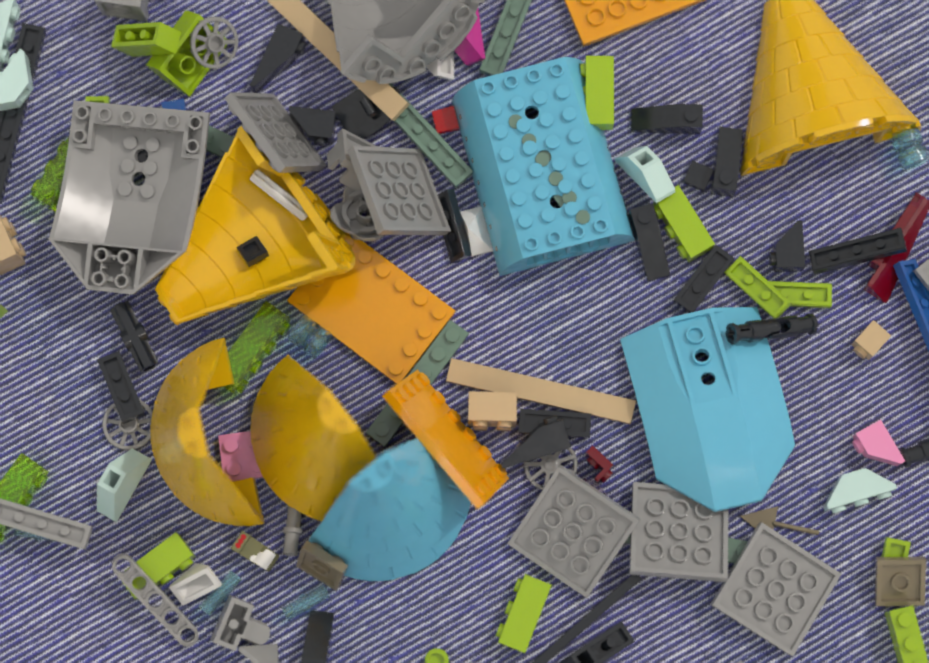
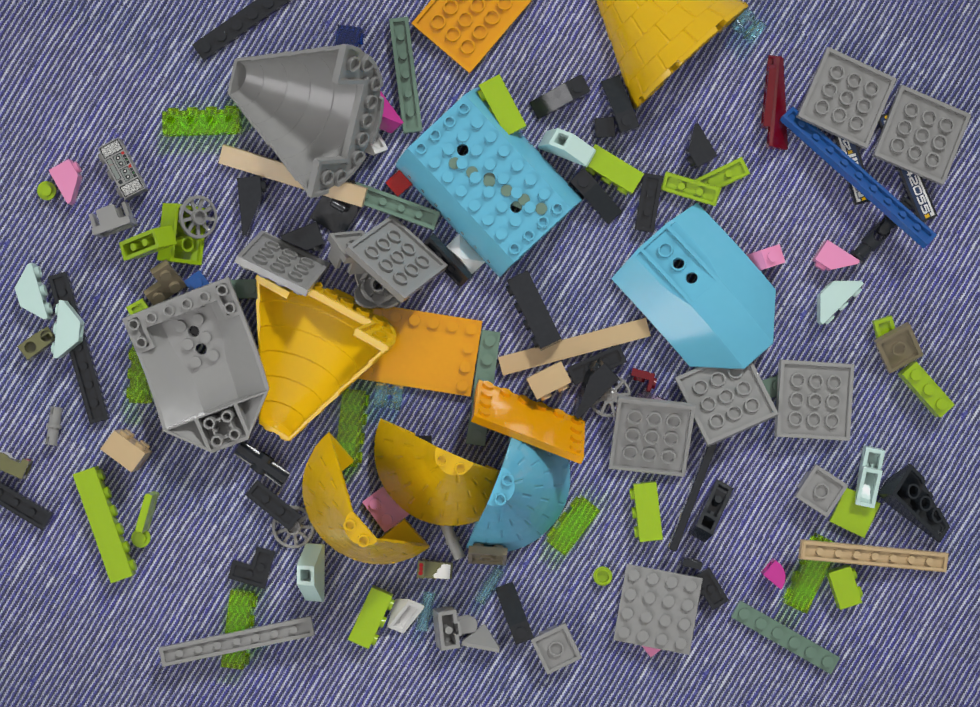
camera: 30 degrees left, 10 degrees up
(62, 451) = (255, 573): none -> black plate
(145, 90) = (168, 283): none -> dark tan plate
(158, 611) = (376, 636): light grey beam -> none
(252, 251) = (313, 357): black tile -> none
(278, 194) = (307, 305): white axle -> none
(433, 583) = (572, 524): none -> clear neon green brick
(517, 327) = (534, 310): none -> black brick
(758, 329) = (709, 221): black piece -> none
(768, 517) = (781, 351): dark tan piece -> none
(804, 405) = (767, 257): none -> bright pink slope
(857, 251) = (749, 124): black tile -> none
(870, 340) = (790, 184): tan brick -> none

